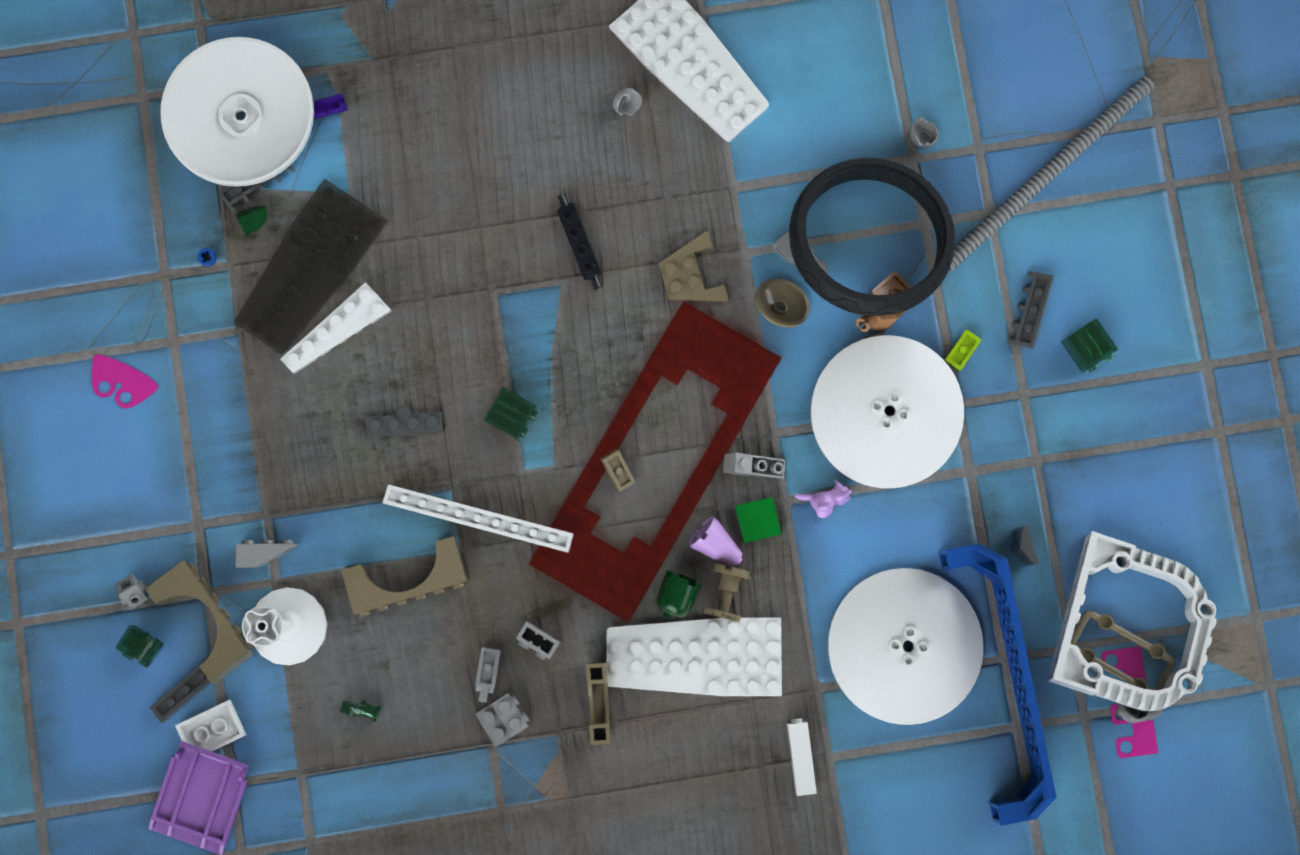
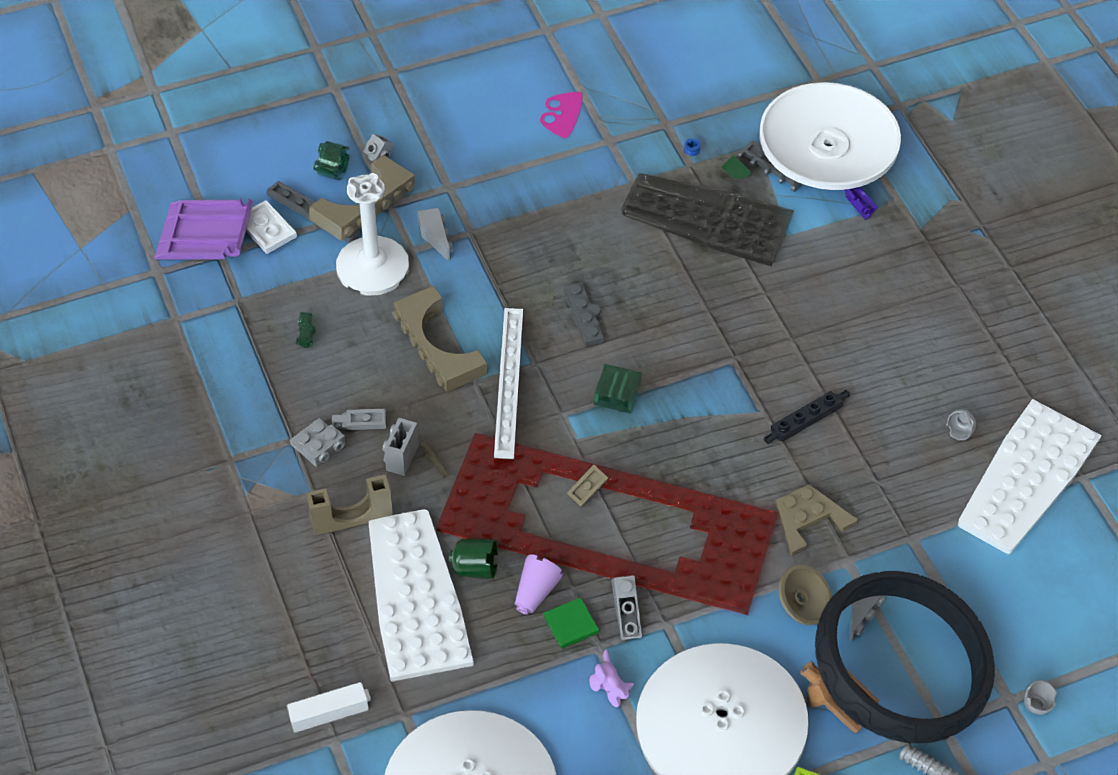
camera: 80 degrees right, 30 degrees down
(349, 318) = (679, 260): white wing -> none
(728, 584) = (496, 600): dark tan piece -> none

